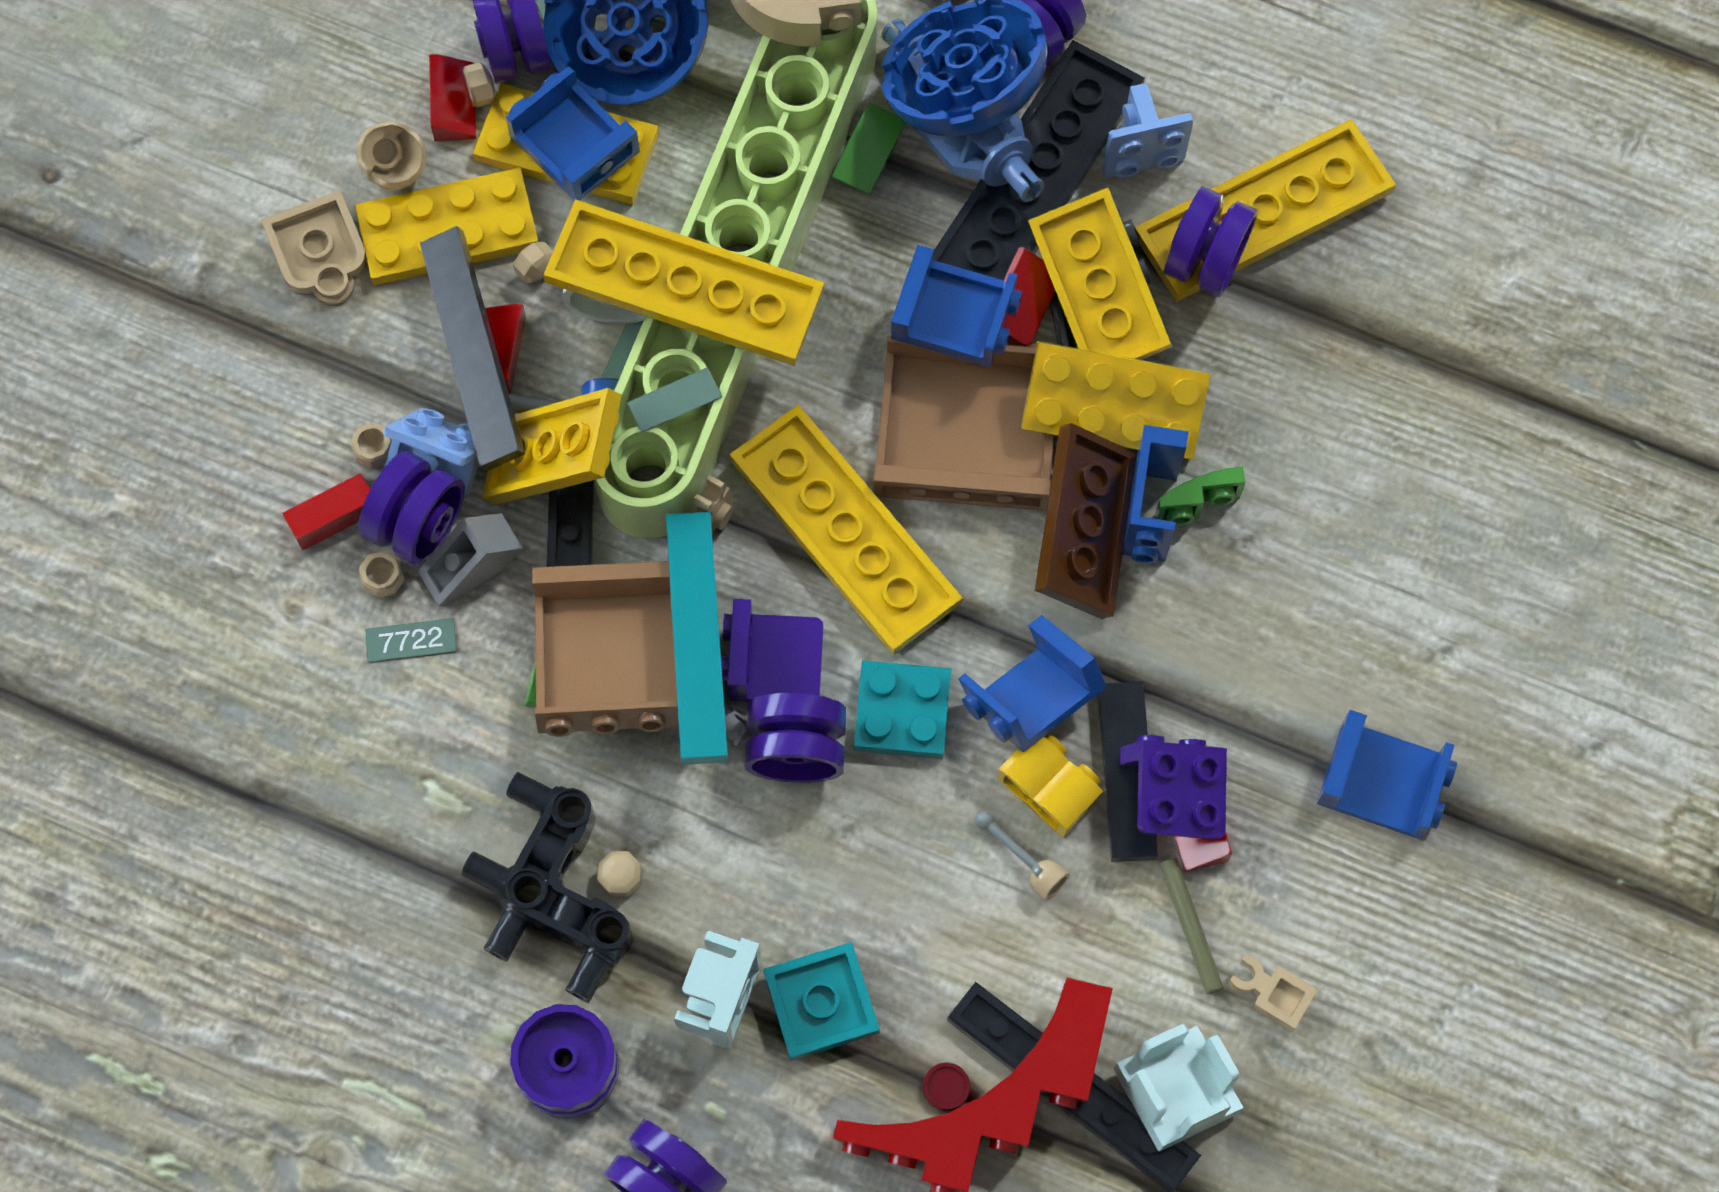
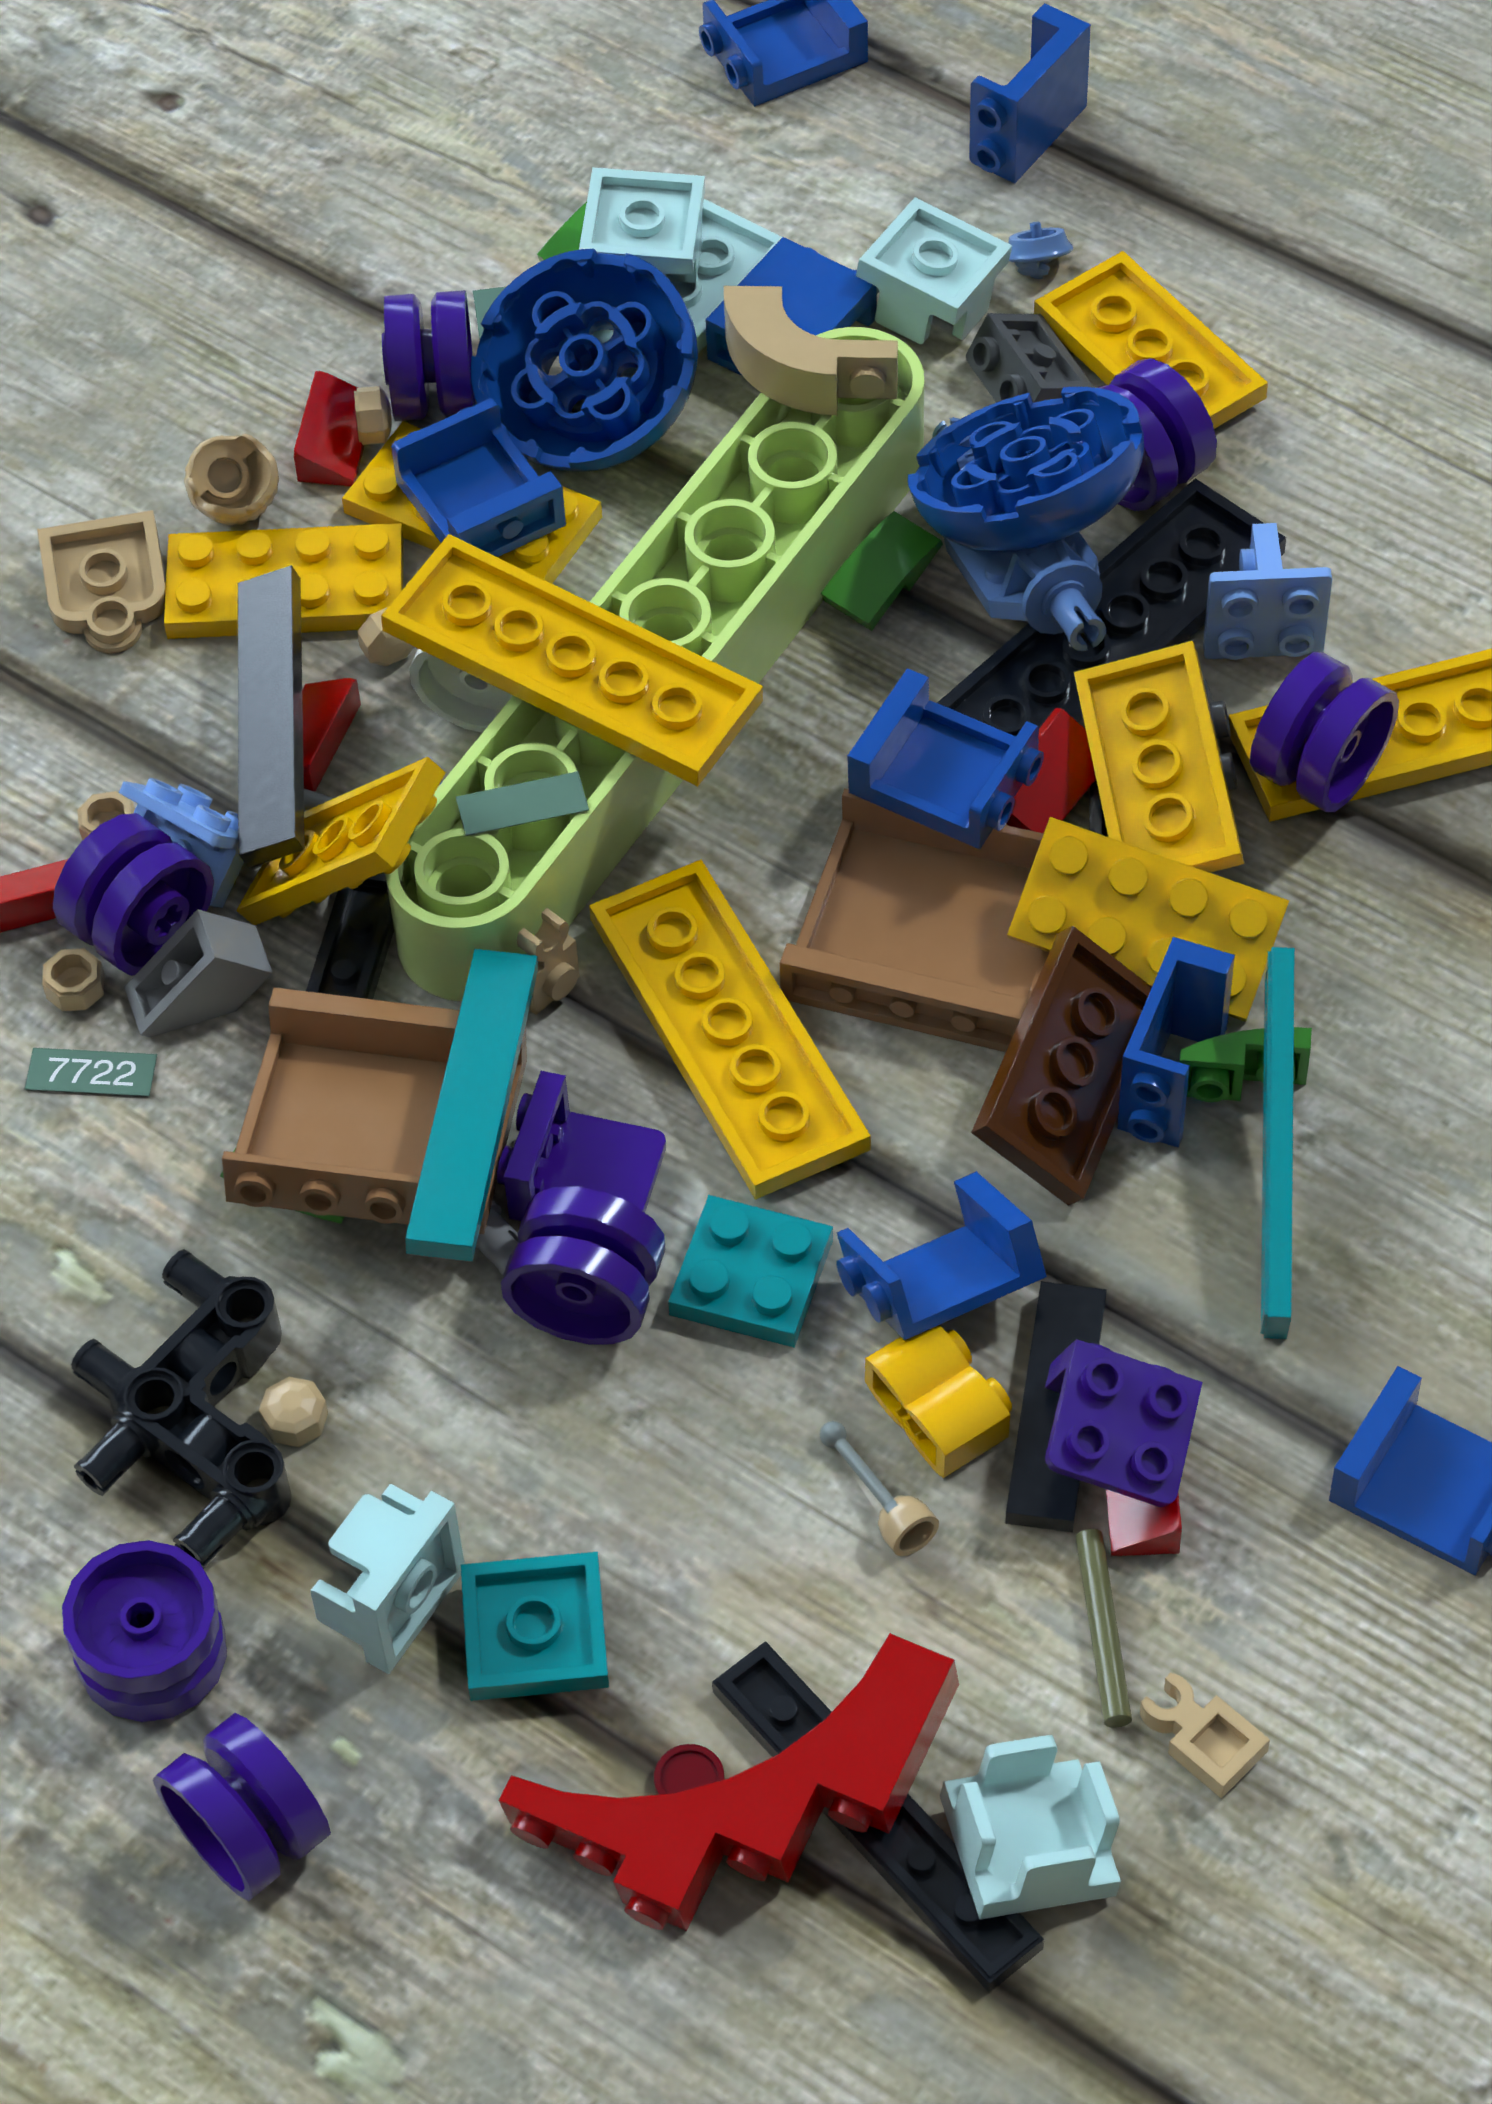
camera: 15 degrees right, 15 degrees down
(1239, 558) = (1277, 1144): none -> teal tile

